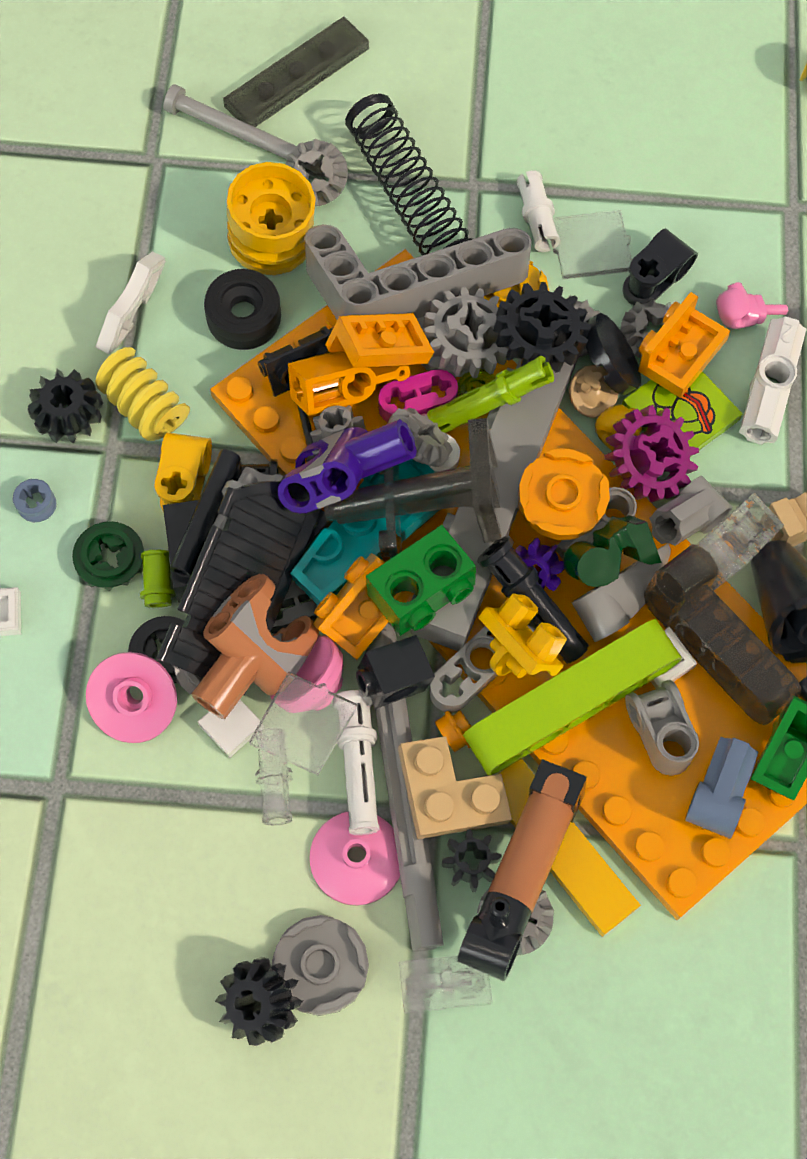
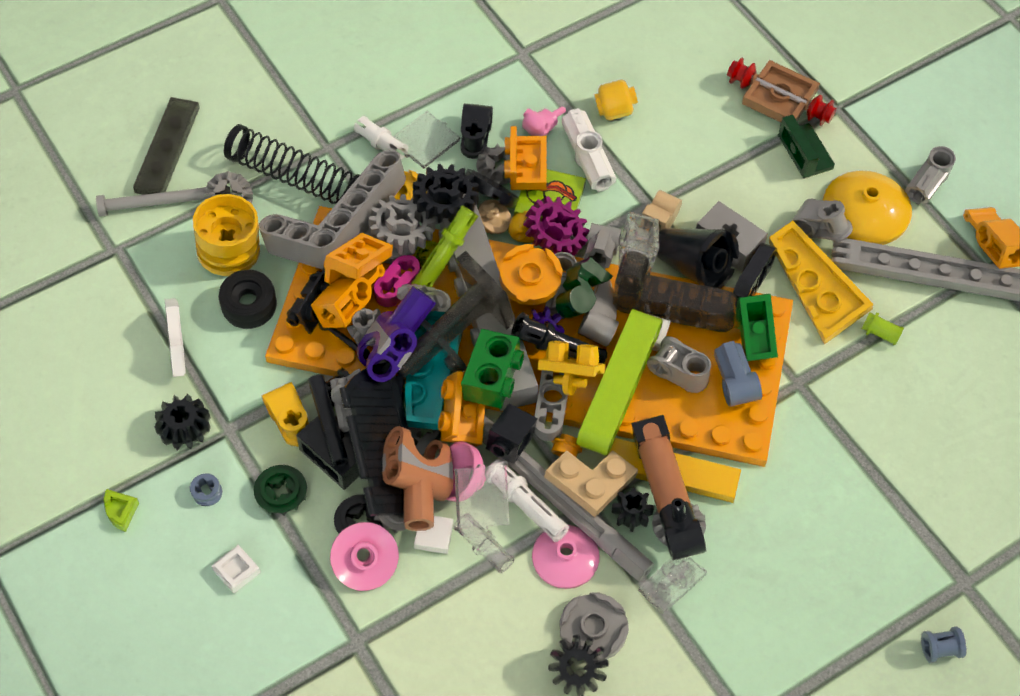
camera: 35 degrees left, 10 degrees down
(140, 395) = (226, 386): light yellow piece -> none
(156, 579) = (322, 482): lime pin -> none

